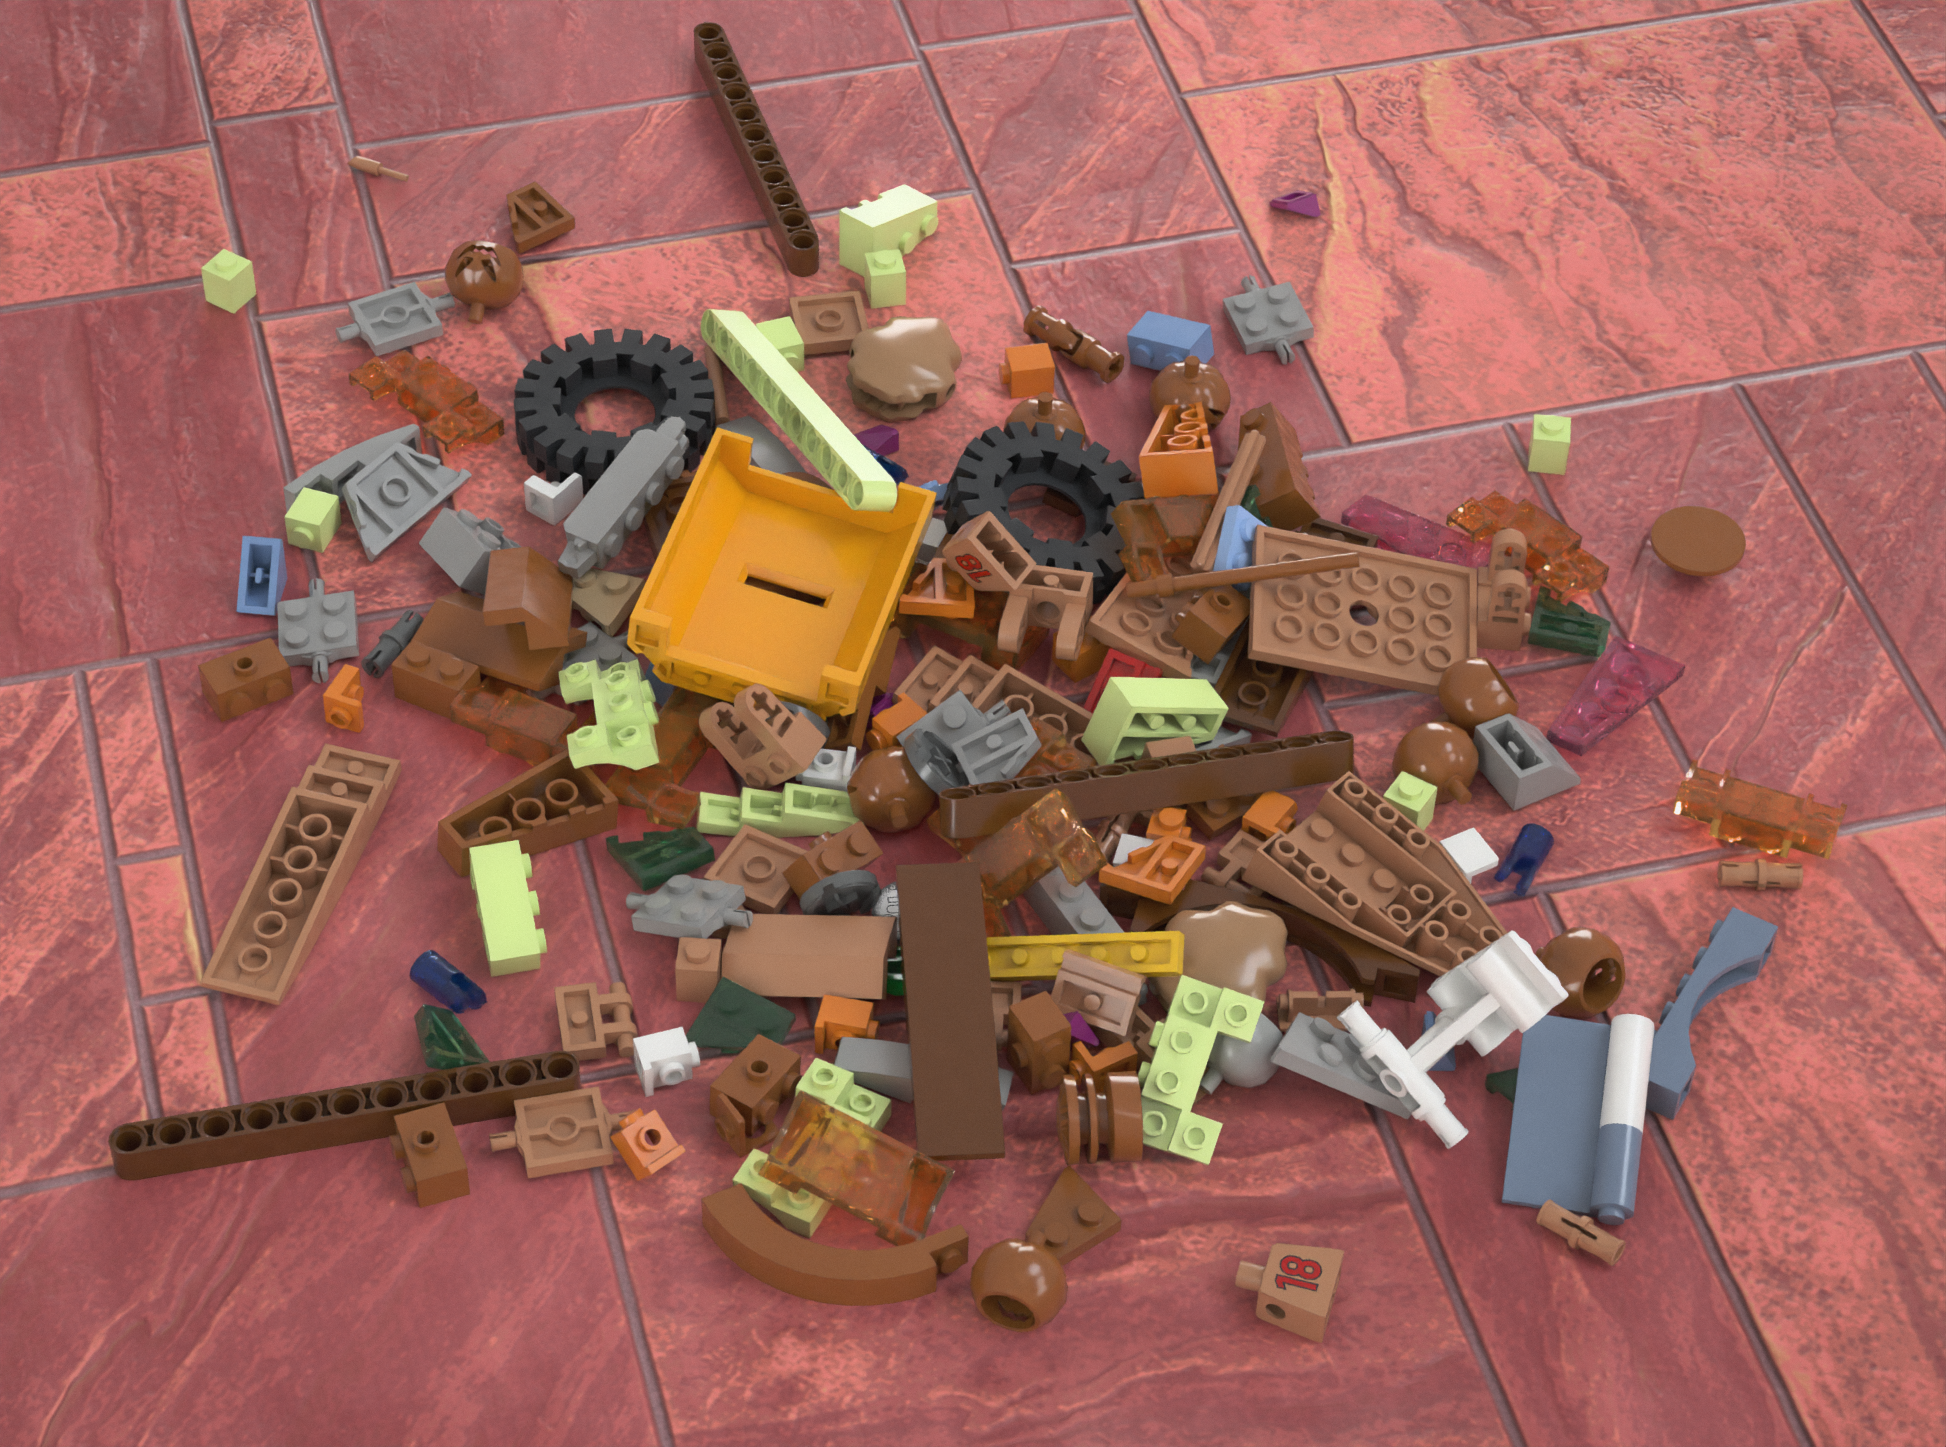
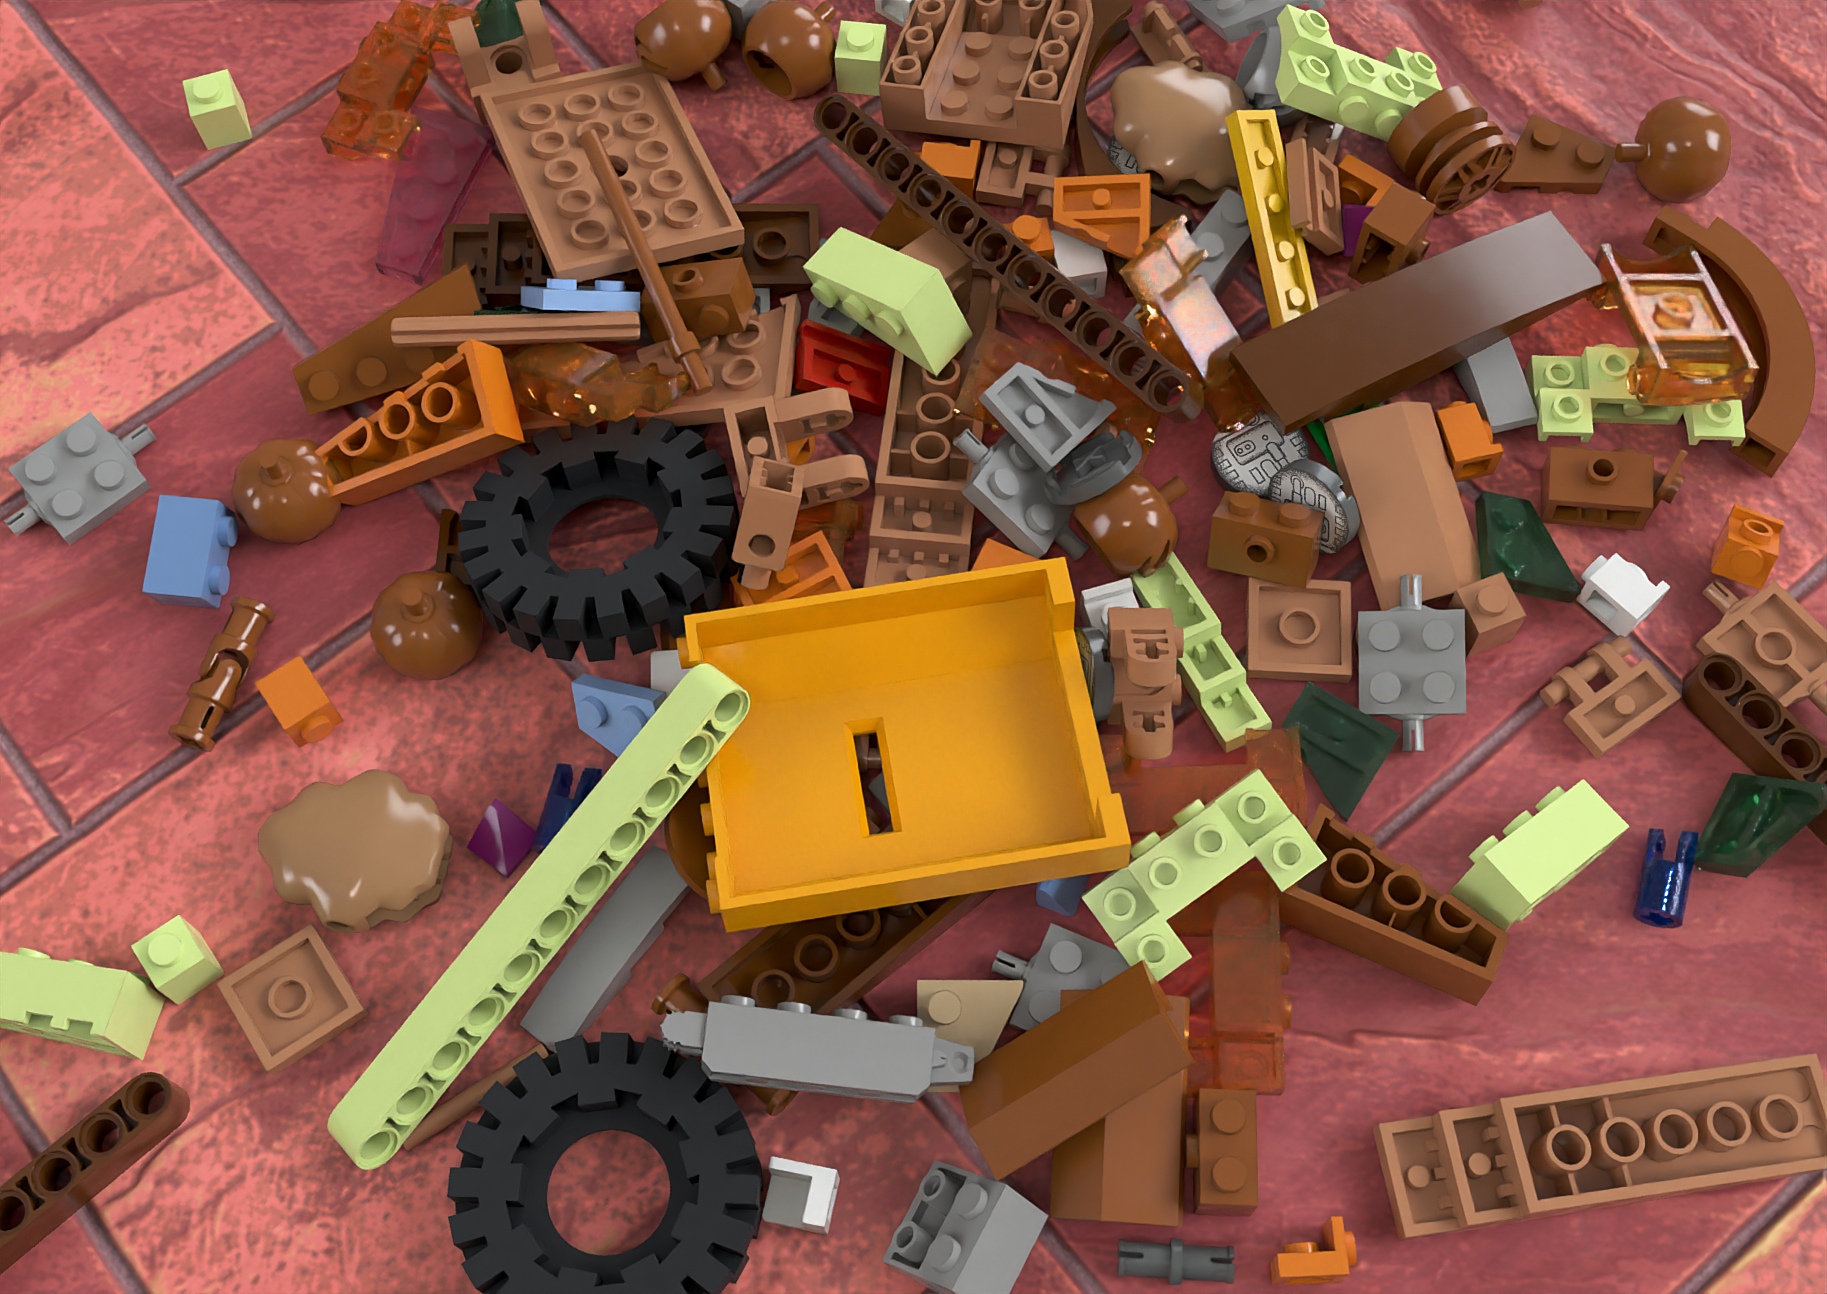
camera: 110 degrees left, 20 degrees up
(785, 339) = (368, 1029): yellowish green brick -> none

